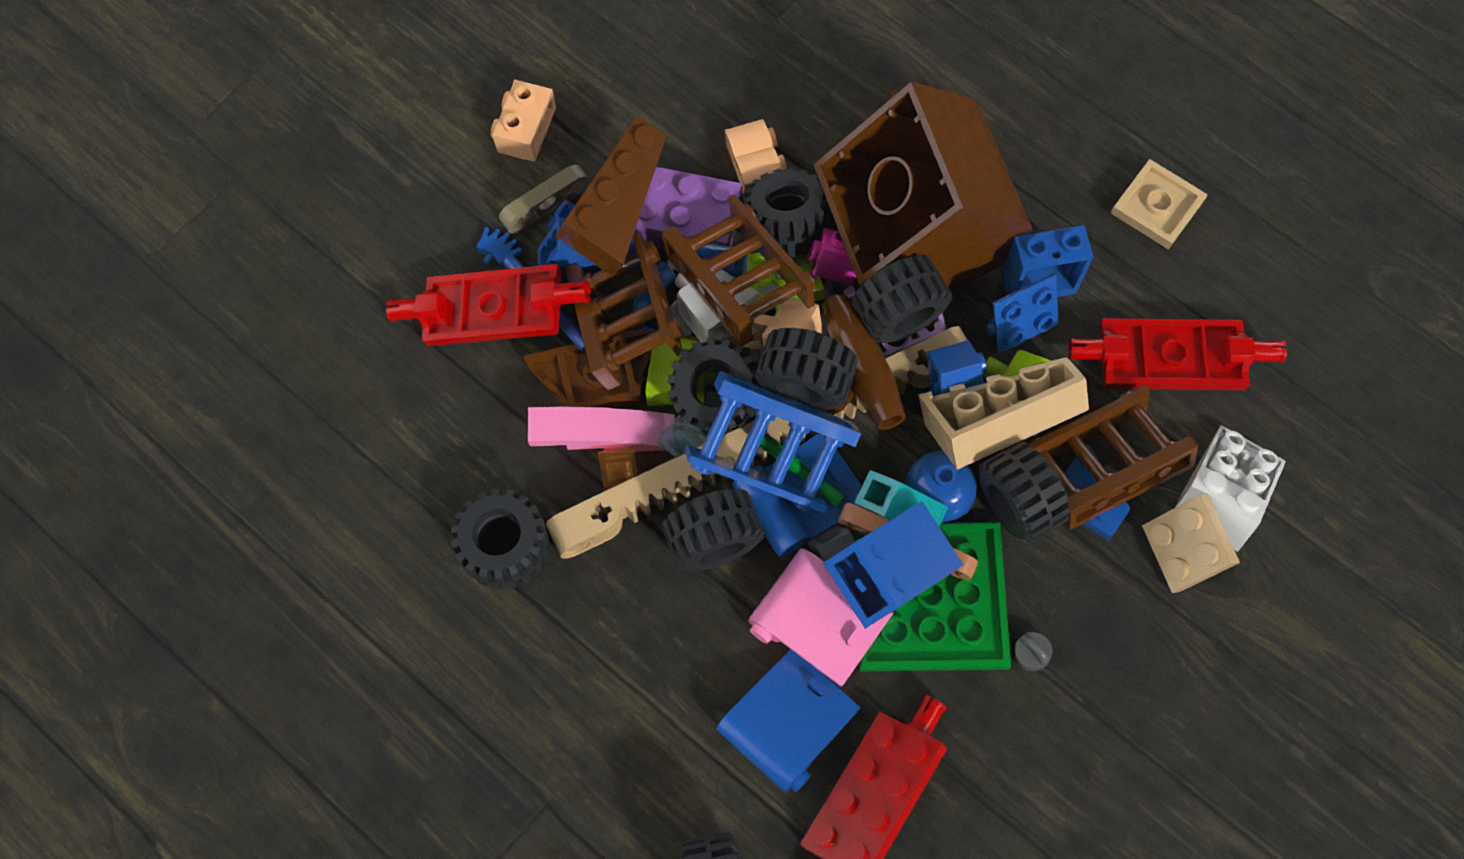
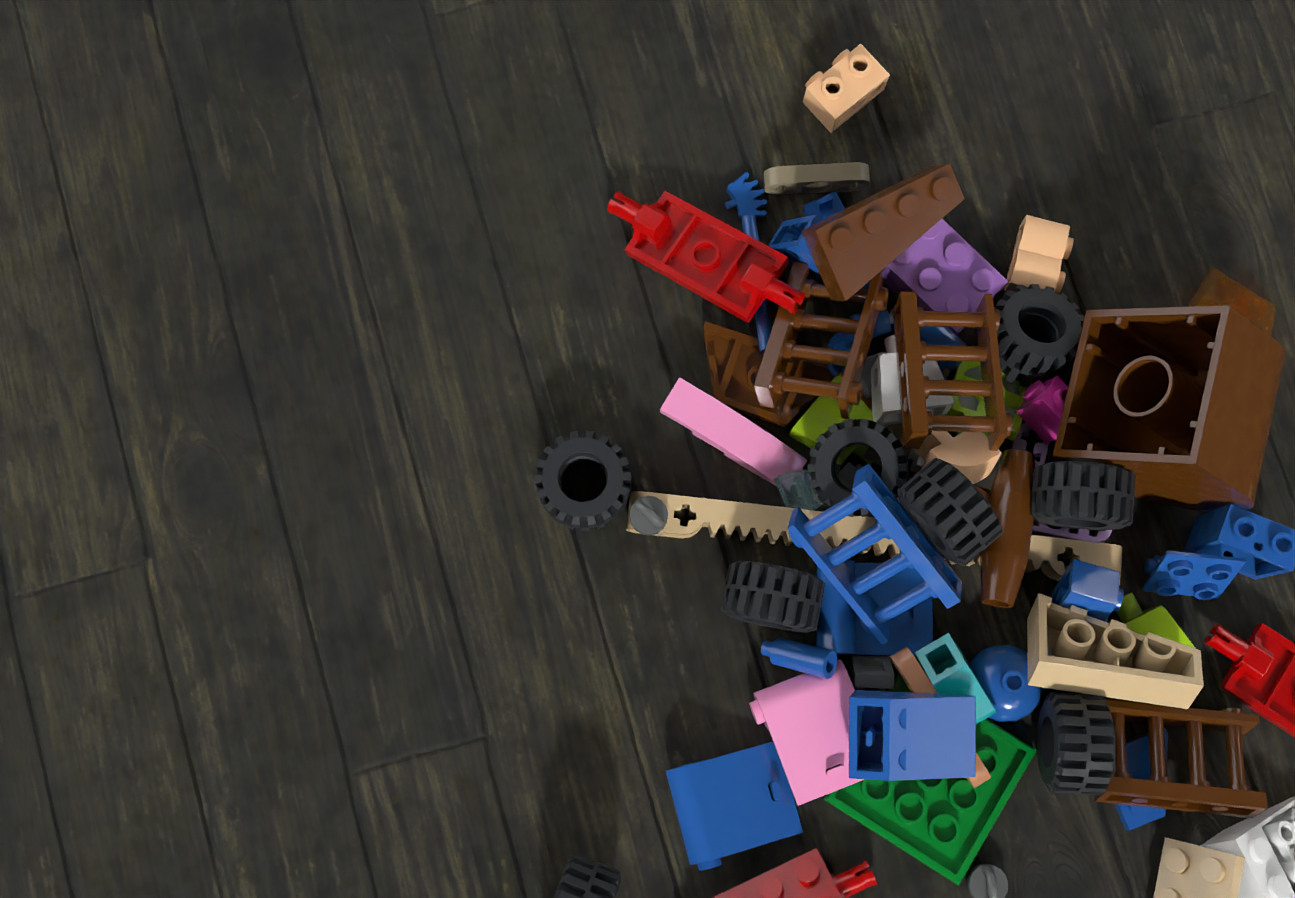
camera: 30 degrees right, 10 degrees up
(571, 529) = (648, 515): none -> dark grey tile
(617, 466) = (726, 479): clear orange tile -> none
(767, 566) = (801, 657): none -> blue cylinder
(801, 470) = (888, 592): green bar -> none

